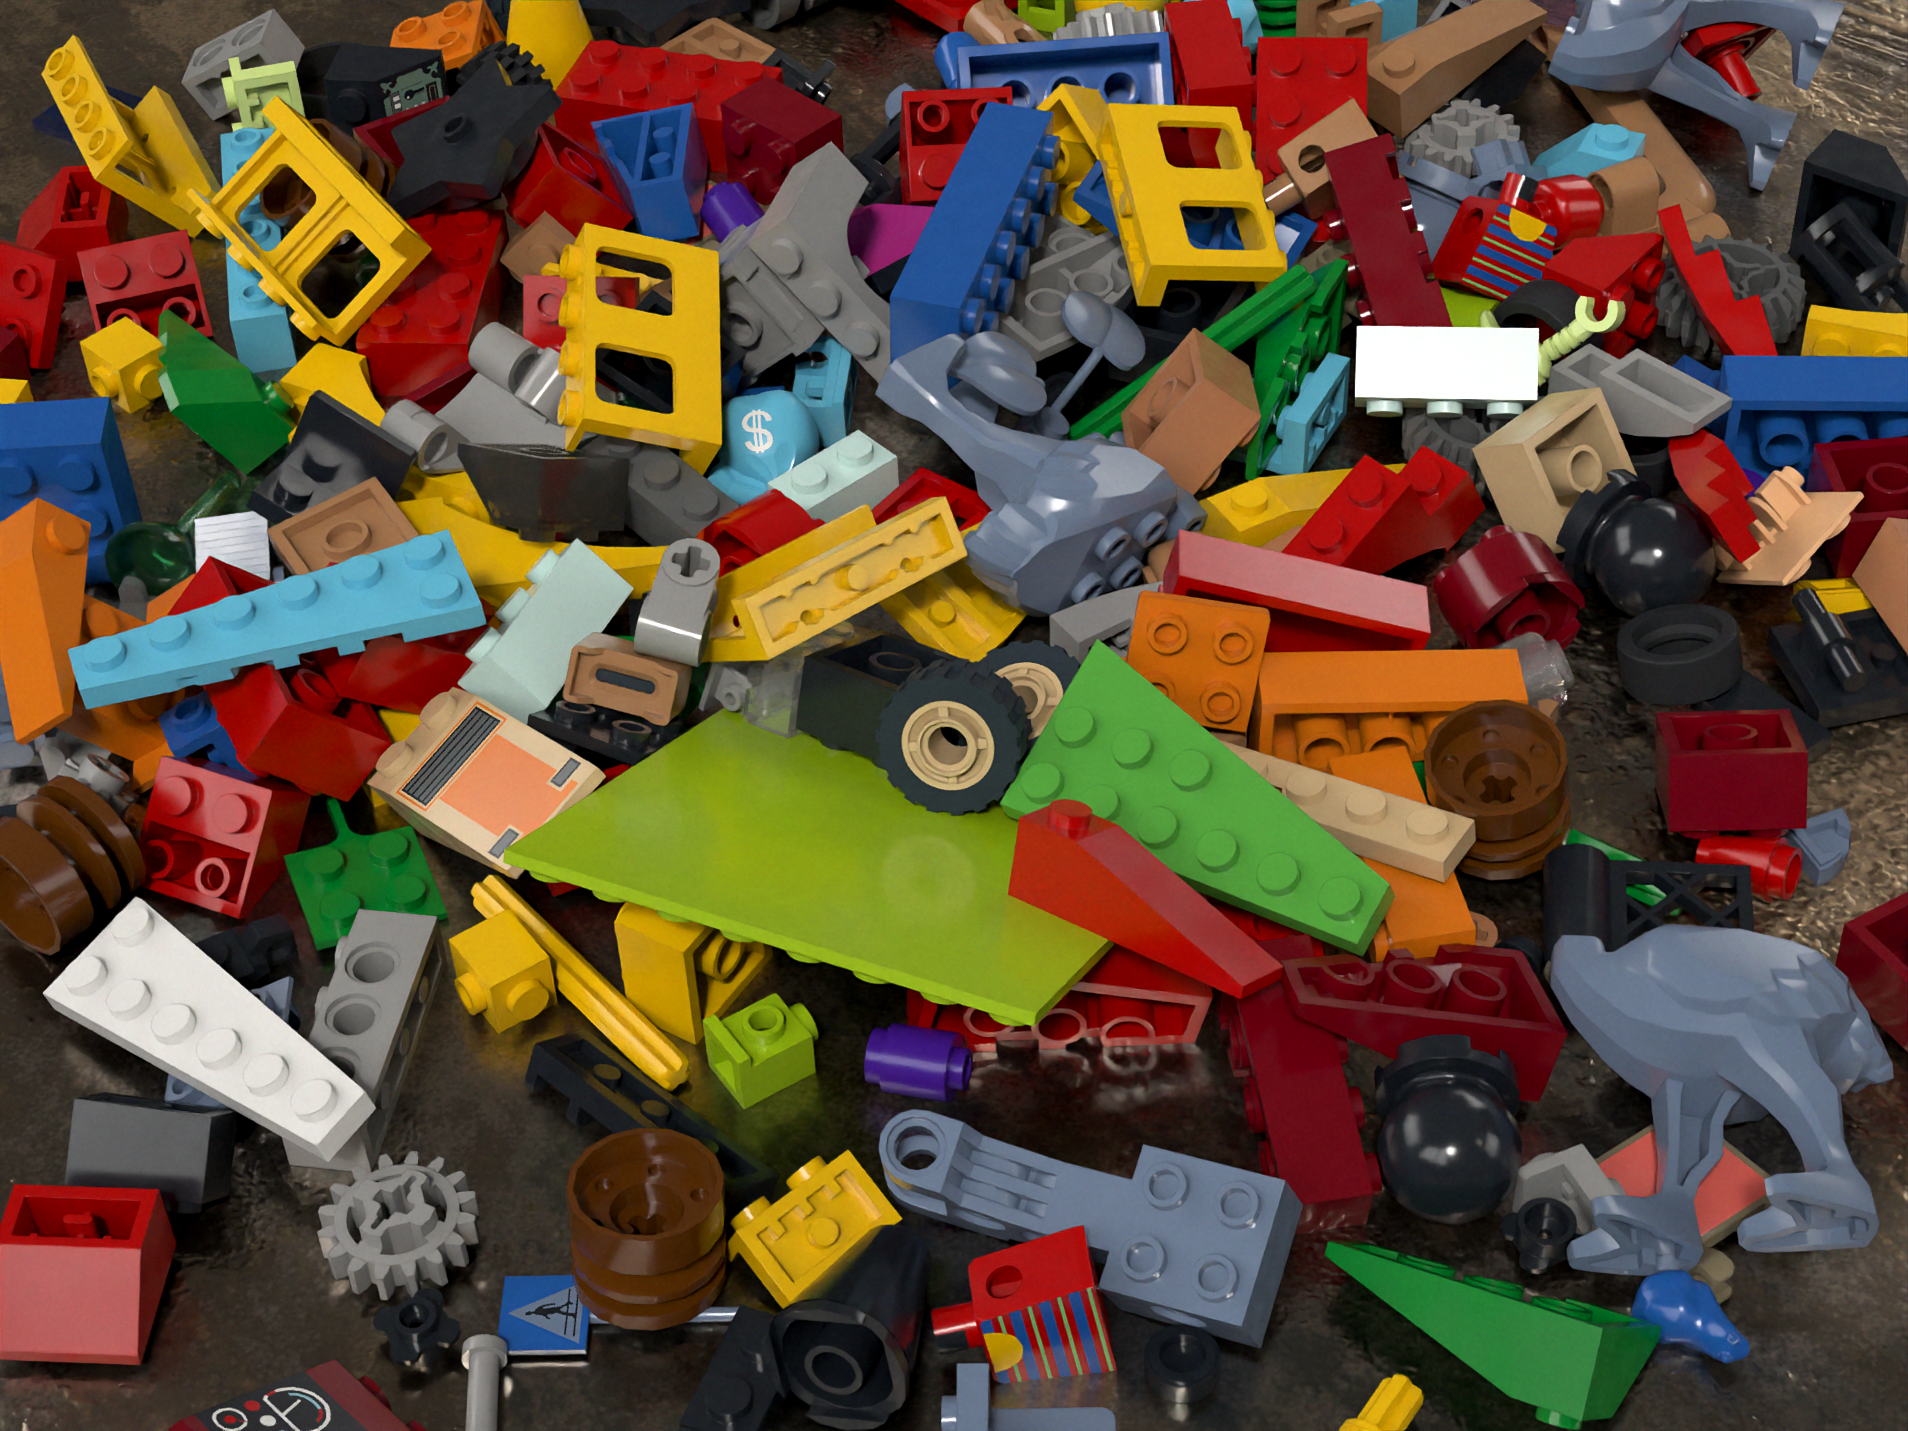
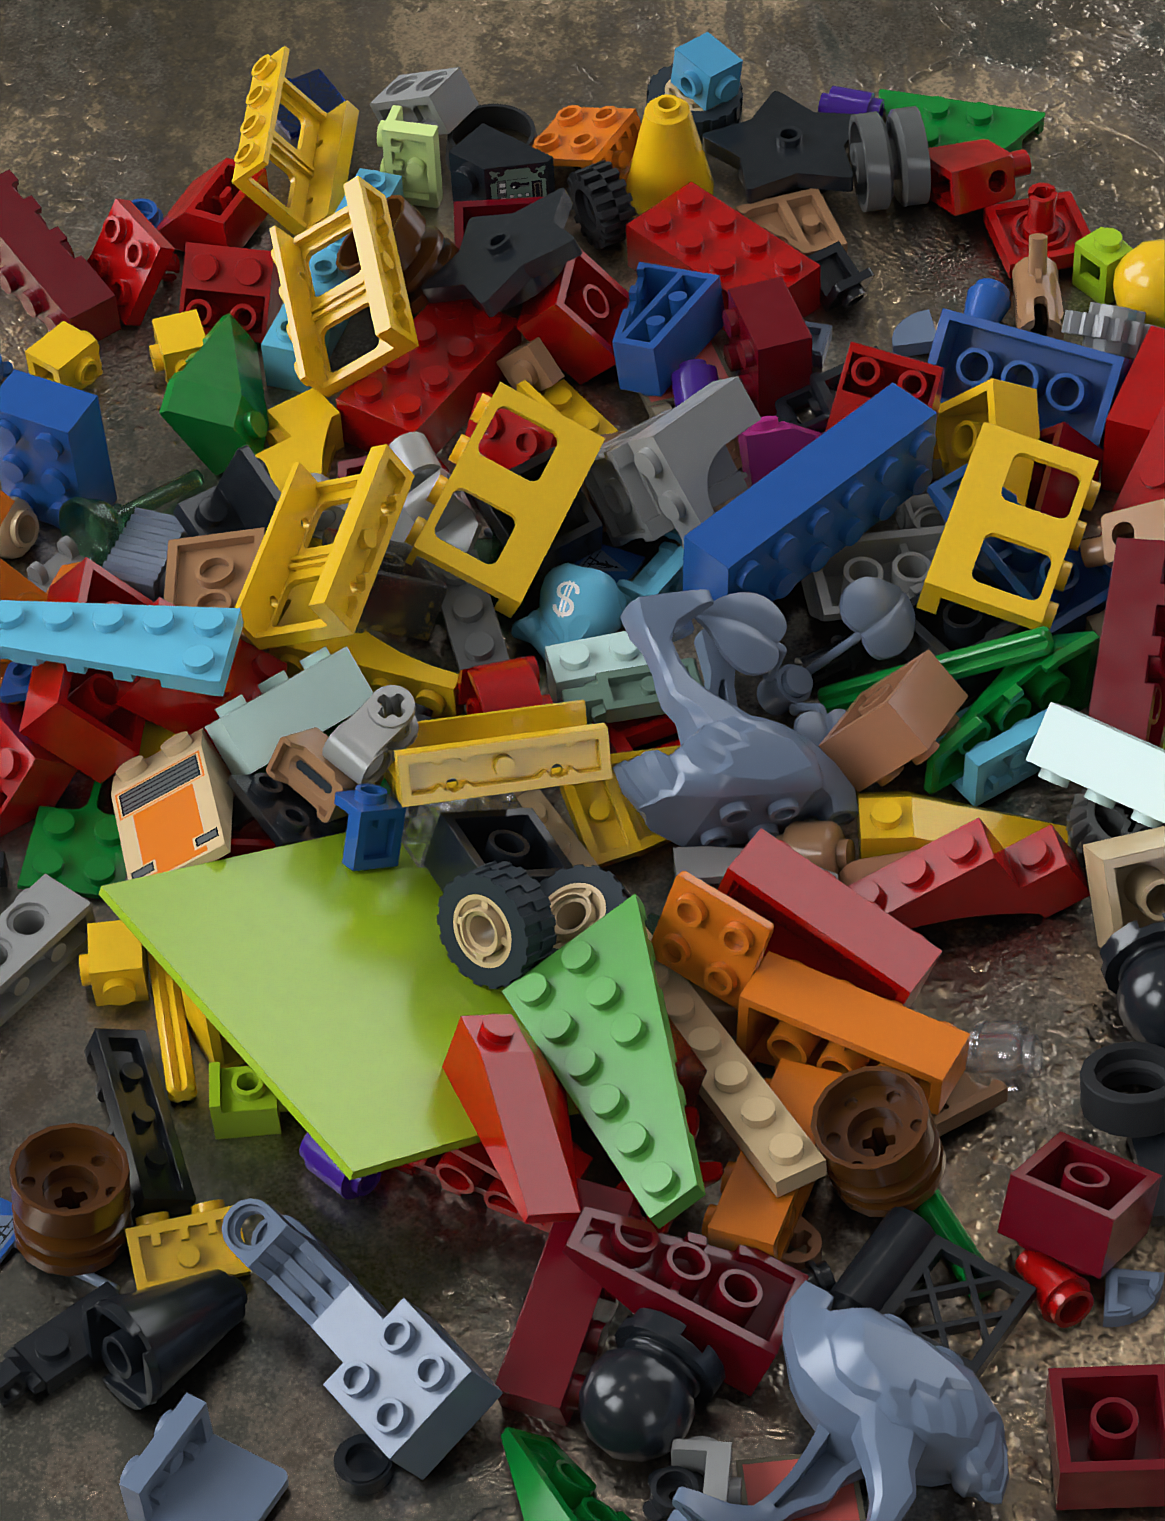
camera: 30 degrees right, 5 degrees up
(531, 450) = (342, 569): none -> yellow window
(735, 703) = (372, 827): none -> blue bracket
(904, 482) = (622, 694): none -> sand green hinge
(1033, 1311) = (278, 1381): red torso -> none
(1508, 589) = (1030, 980): dark red brick -> none

